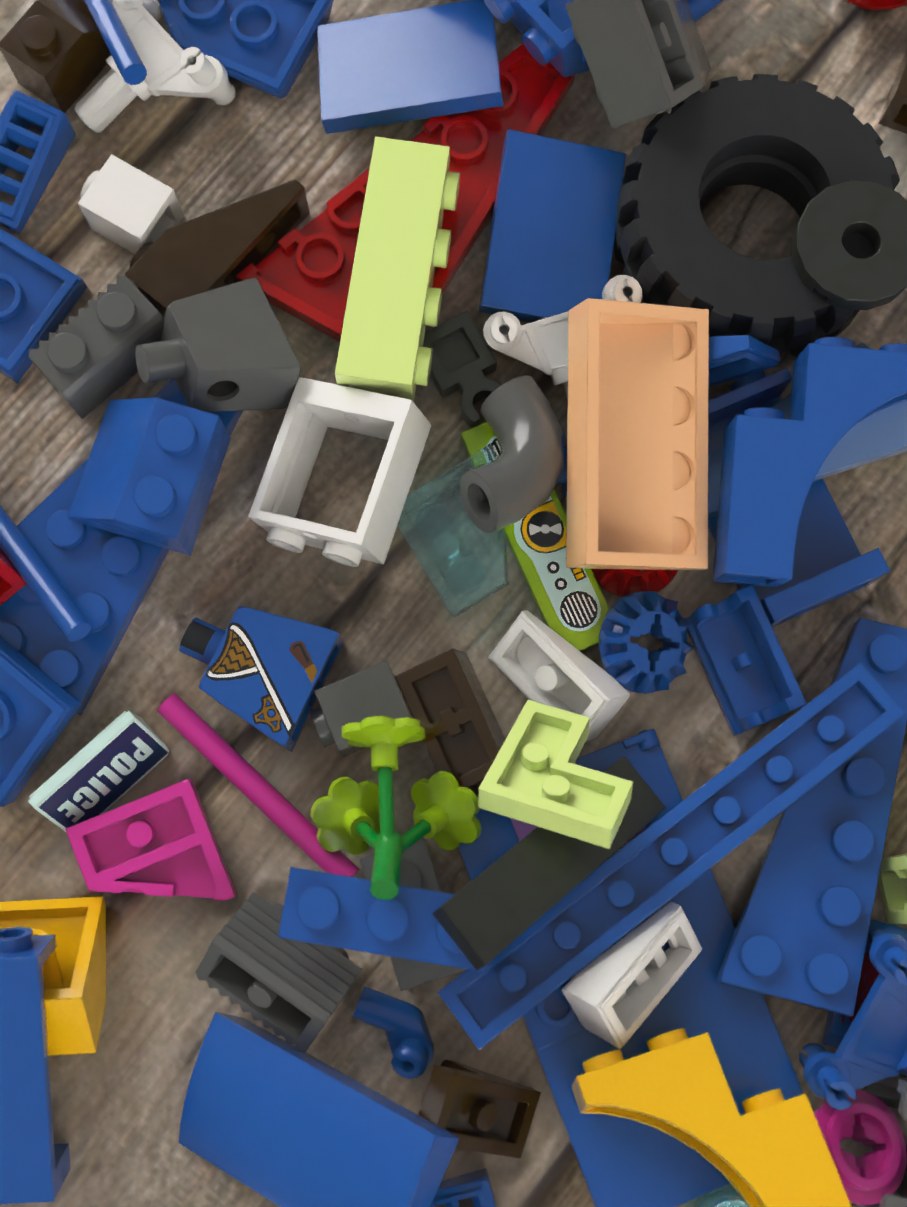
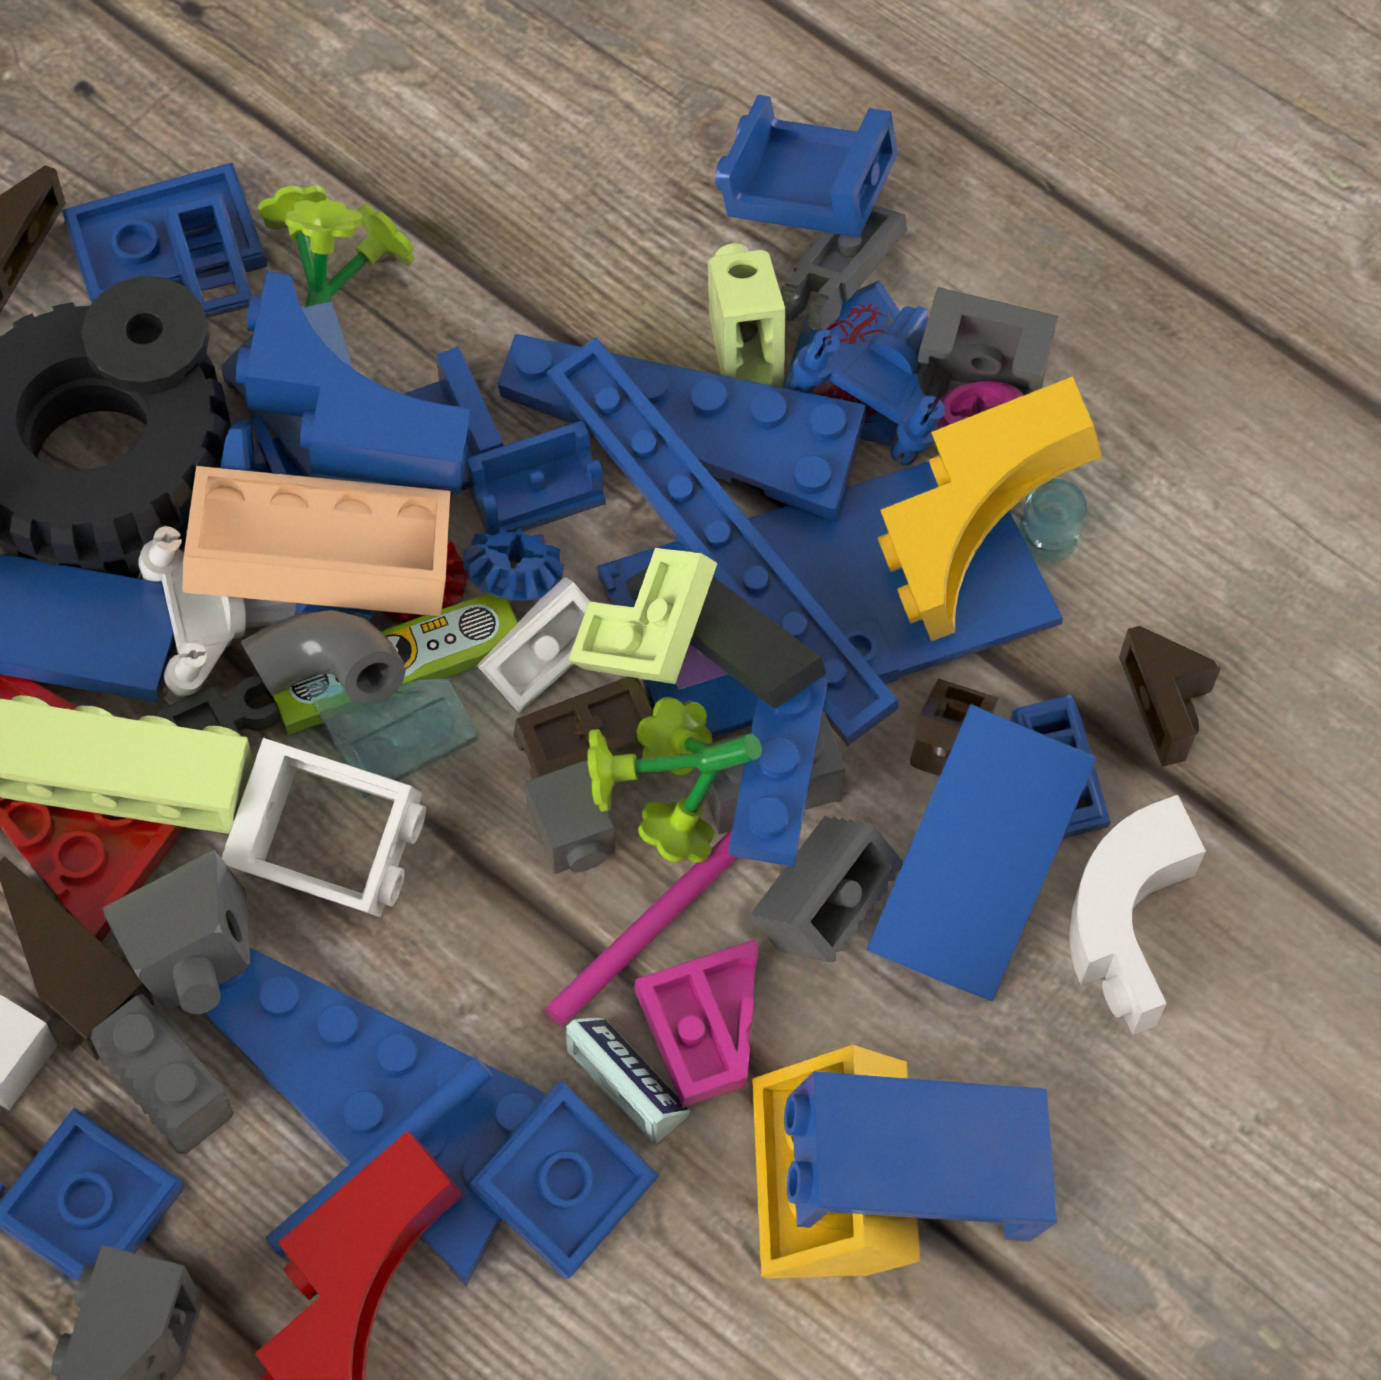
camera: 90 degrees left, 15 degrees down
(152, 472) = (312, 1007): blue slope -> none
(264, 668) = (527, 911): blue torso -> none
(404, 1029) = (885, 792): blue arm -> none
(619, 987) = (839, 583): white slope -> none

